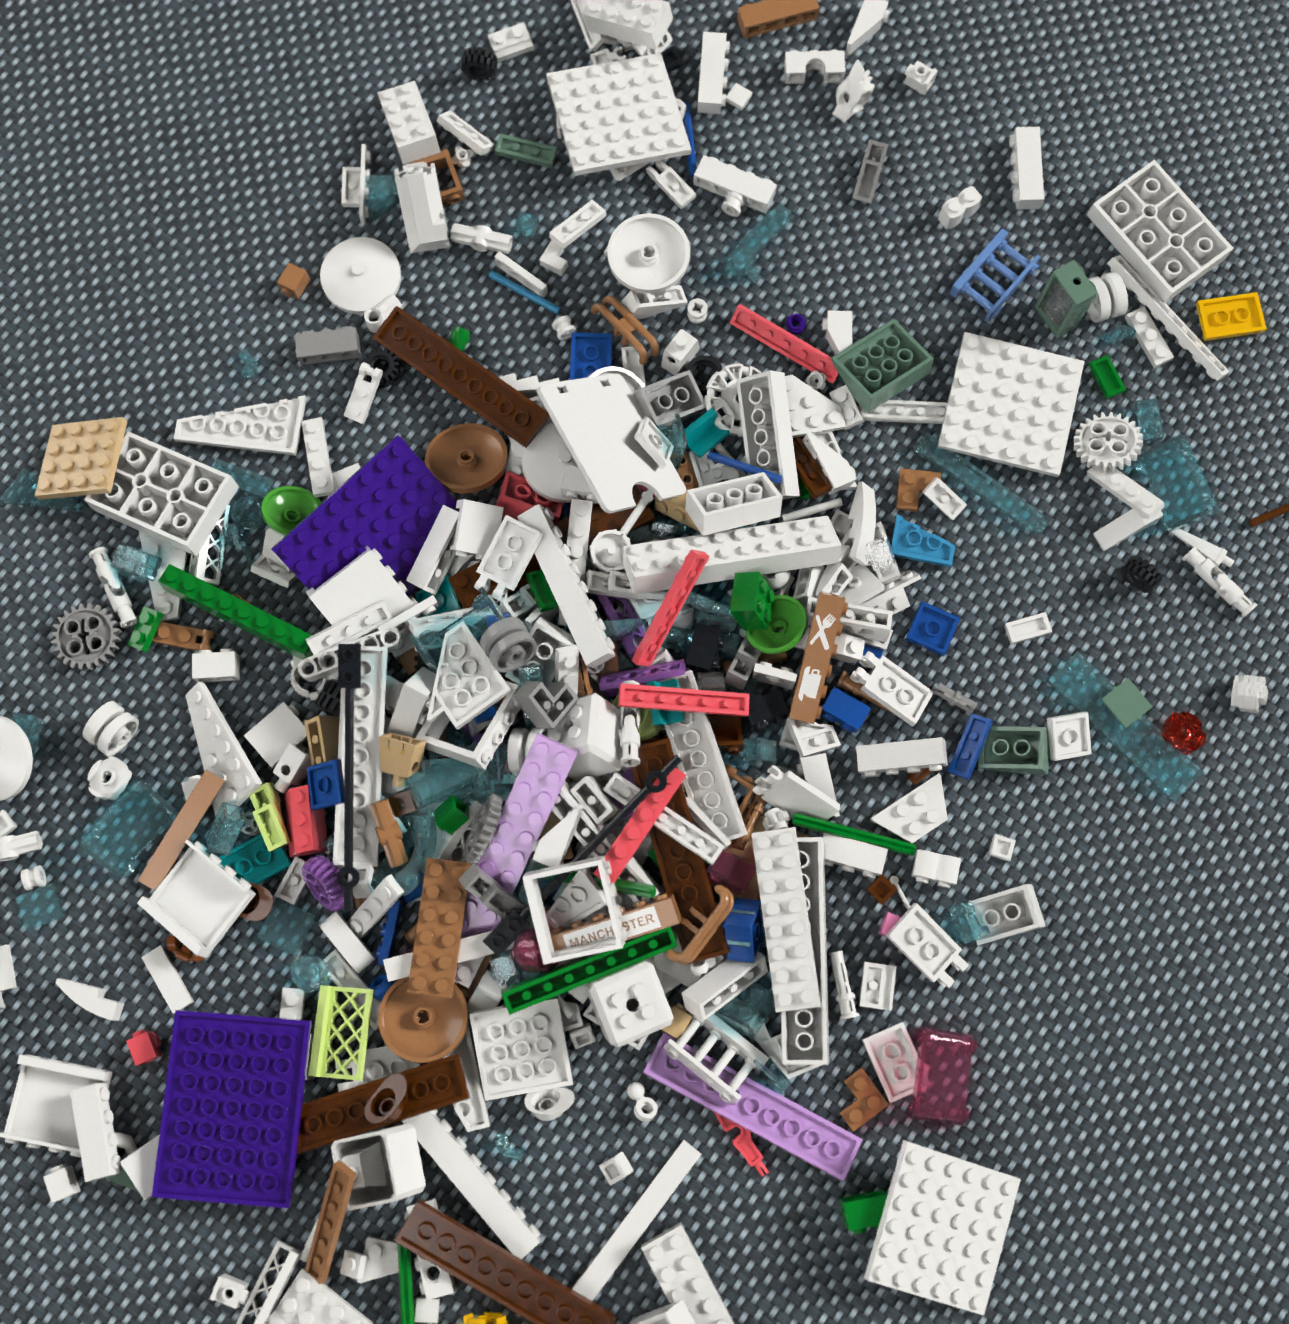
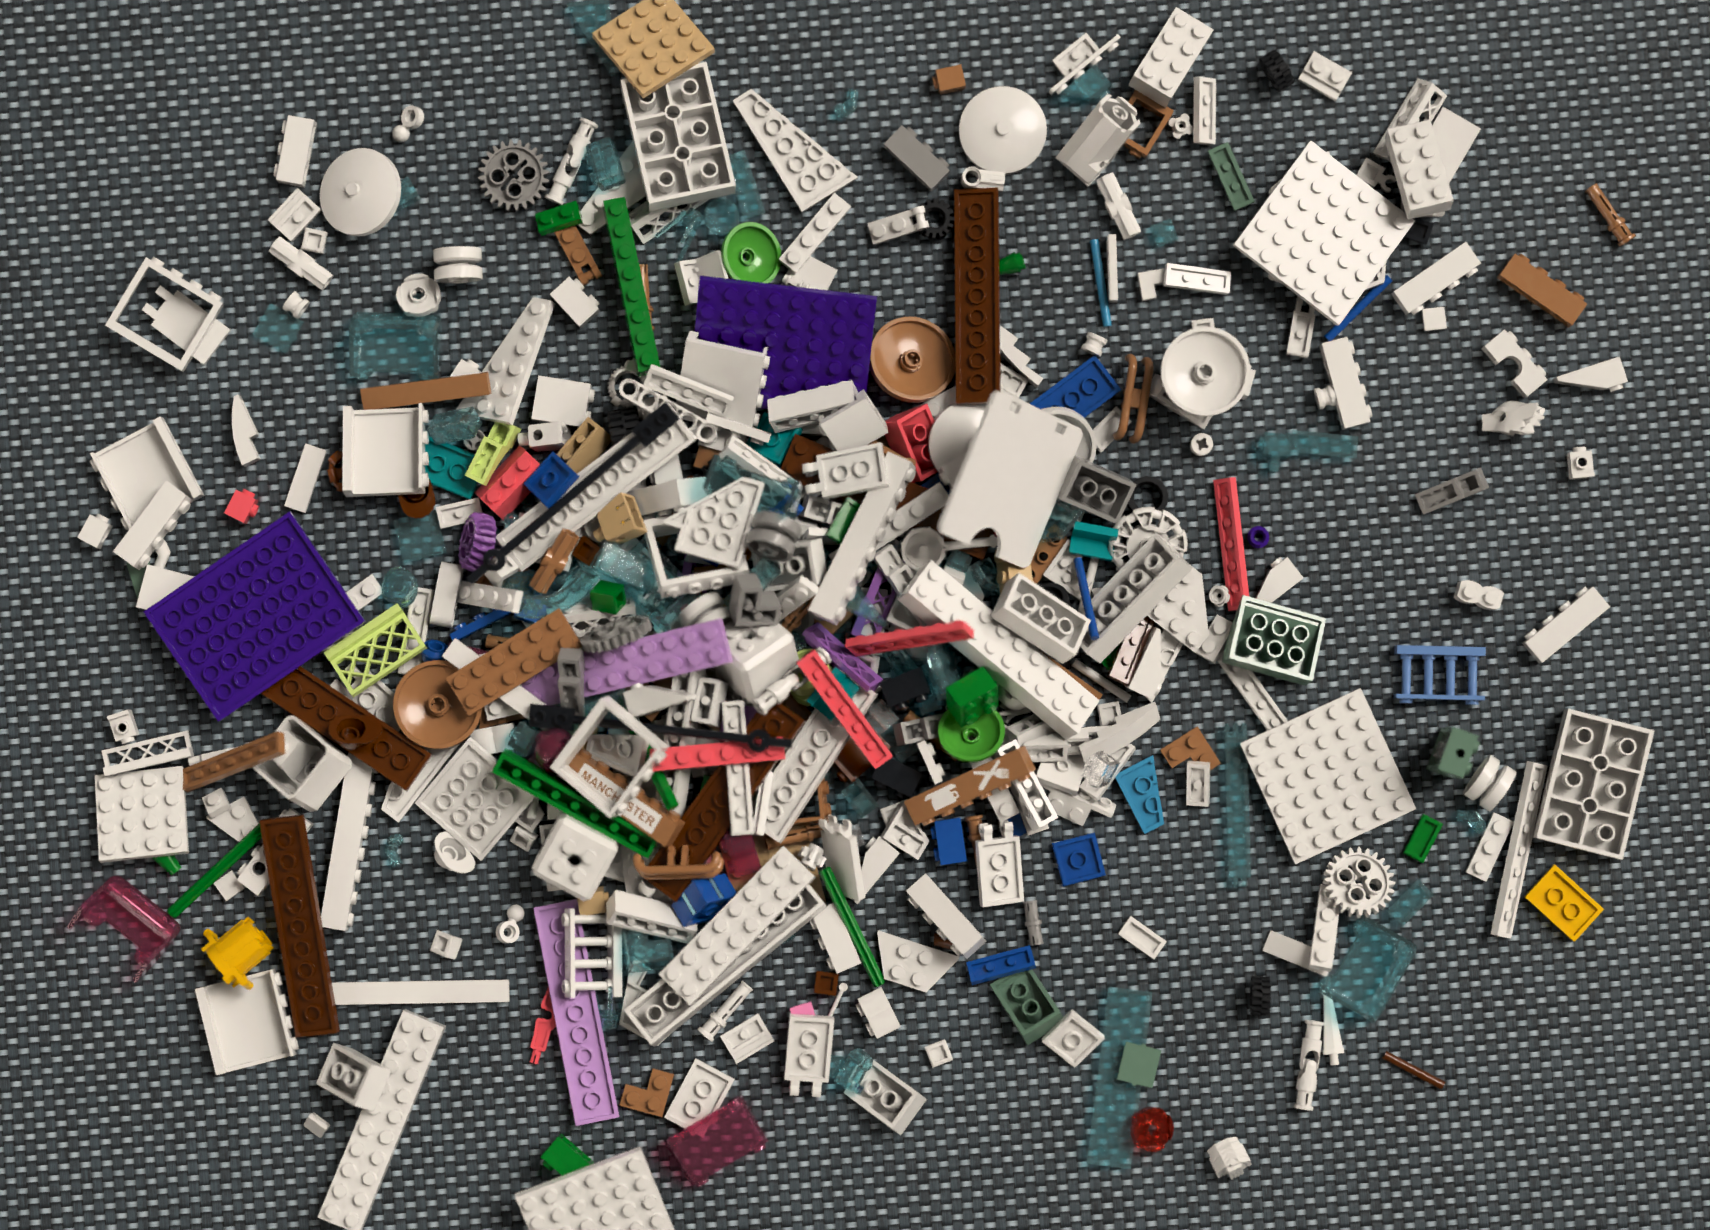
camera: 50 degrees right, 10 degrees up
(654, 442) = (1042, 510): white plate -> none
(682, 350) = (1150, 461): white torso -> none

